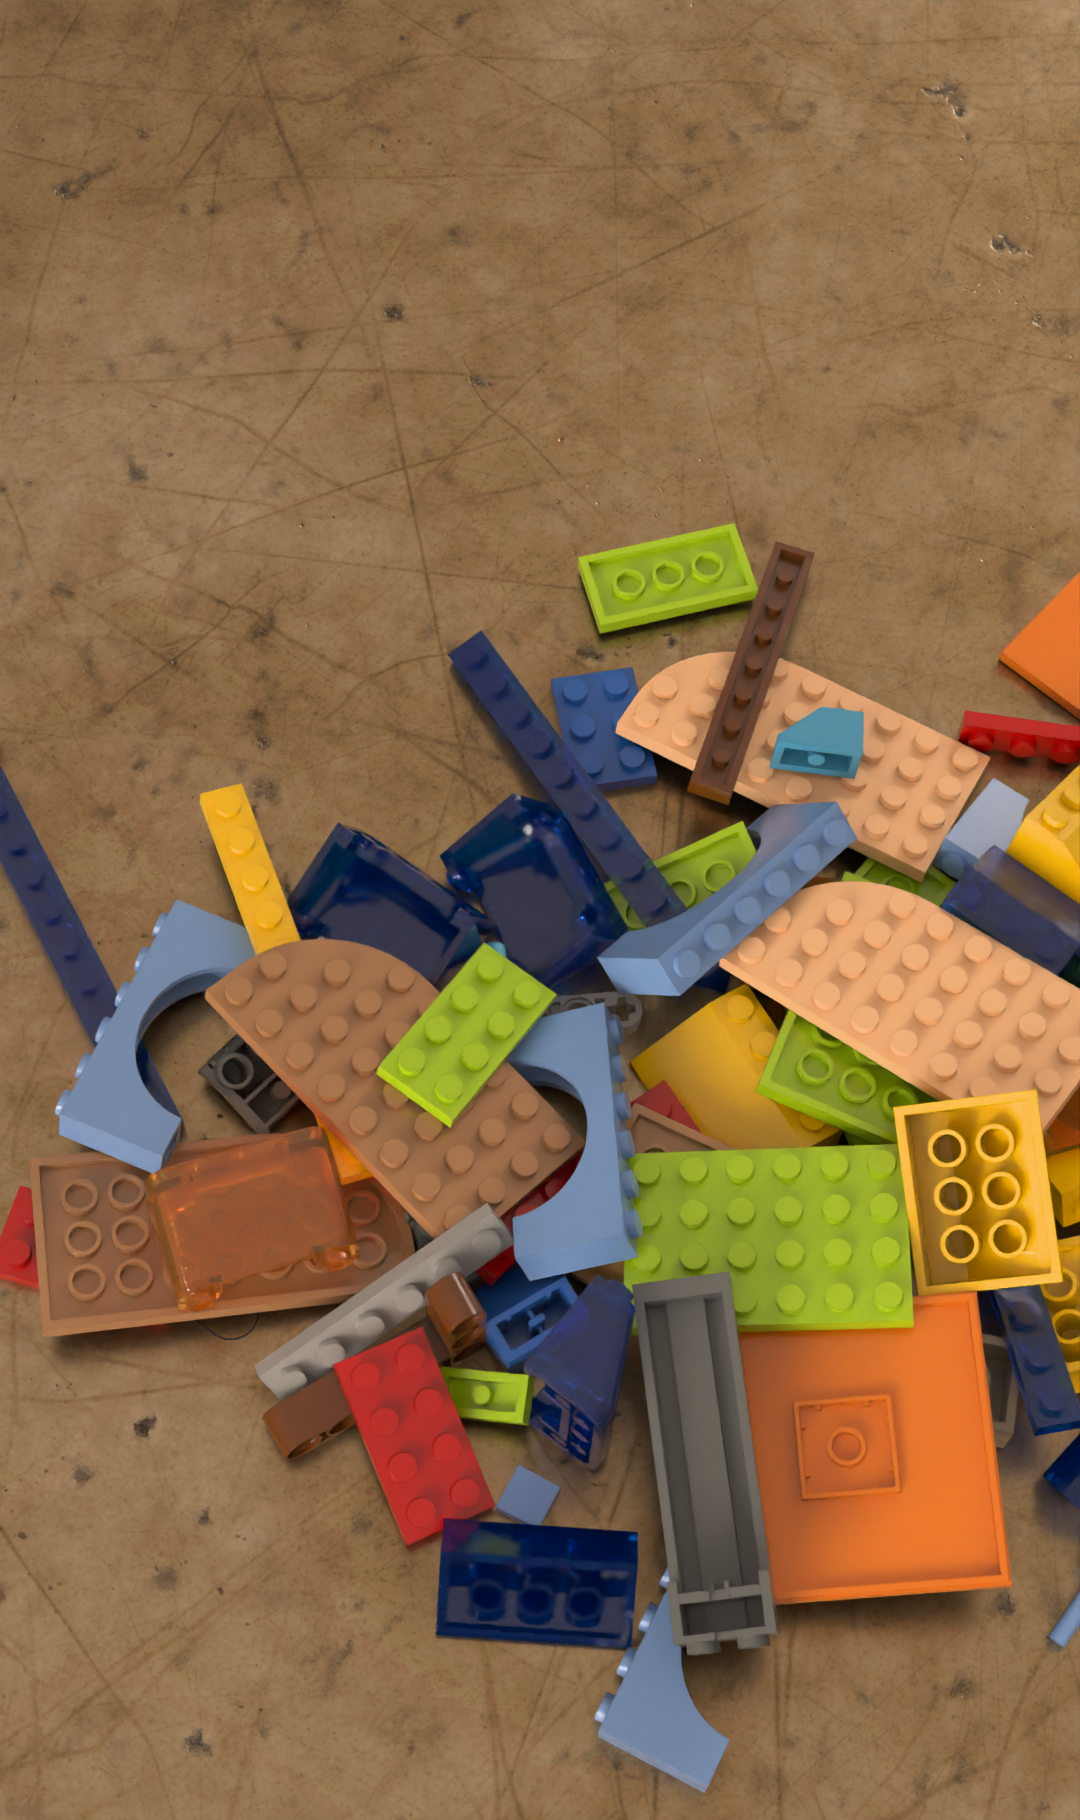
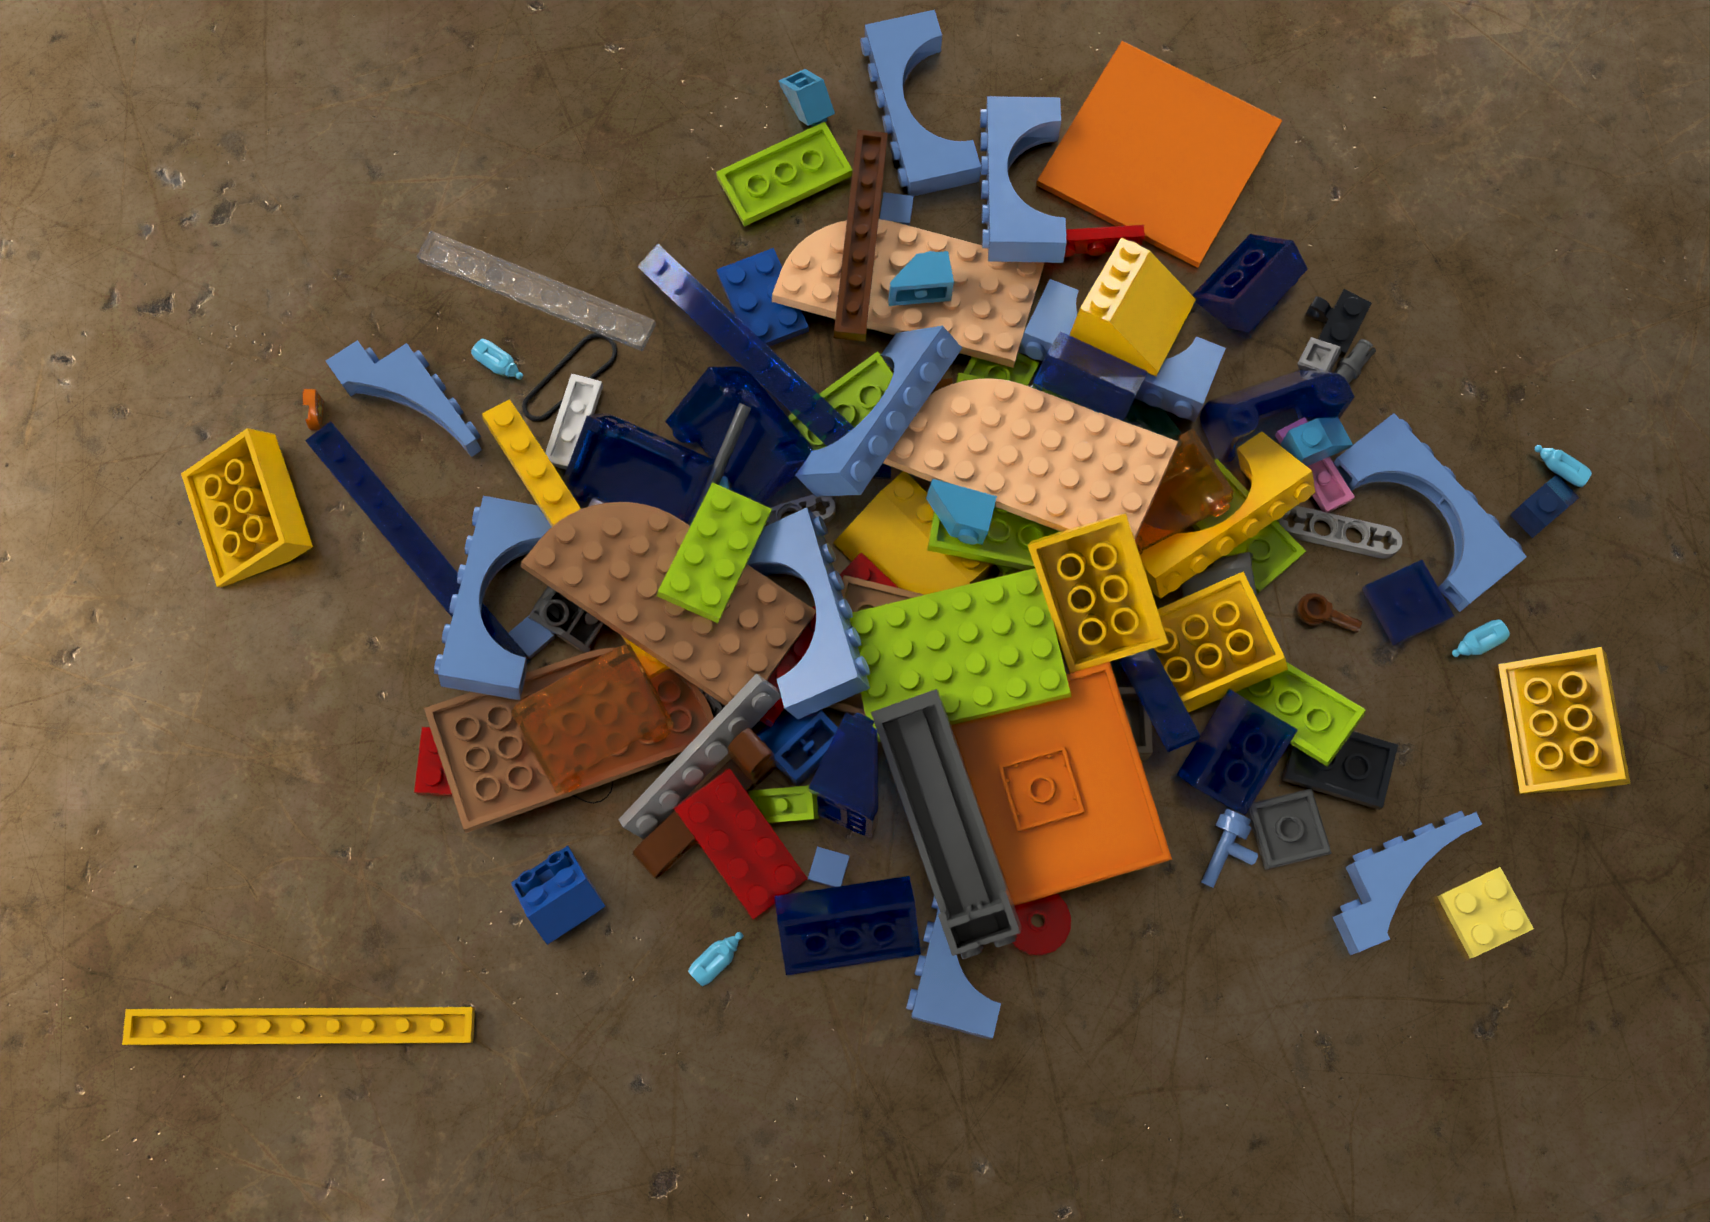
camera: 10 degrees left, 10 degrees up
(112, 737) = (406, 381): none -> medium blue arch
(146, 1451) = (557, 895): none -> blue slope
(195, 1099) = (531, 637): none -> medium blue tile
(234, 733) = (495, 359): none -> medium azure piece
(276, 820) = (559, 365): none -> black piece
(310, 659) = (536, 290): none -> clear plate
(333, 803) = (578, 402): none -> white plate
(341, 1590) = (714, 959): none -> medium azure piece
(515, 902) = (725, 452): none -> dark grey bar
(719, 489) = (808, 97): none -> dark azure slope
(807, 650) = (896, 208): none -> medium blue tile
(813, 1046) = (962, 510): none -> dark azure slope
(813, 1664) = (1053, 933): none -> red plate
(857, 595) = (924, 159): none -> medium blue arch
(957, 700) = (1013, 227): none -> medium blue arch

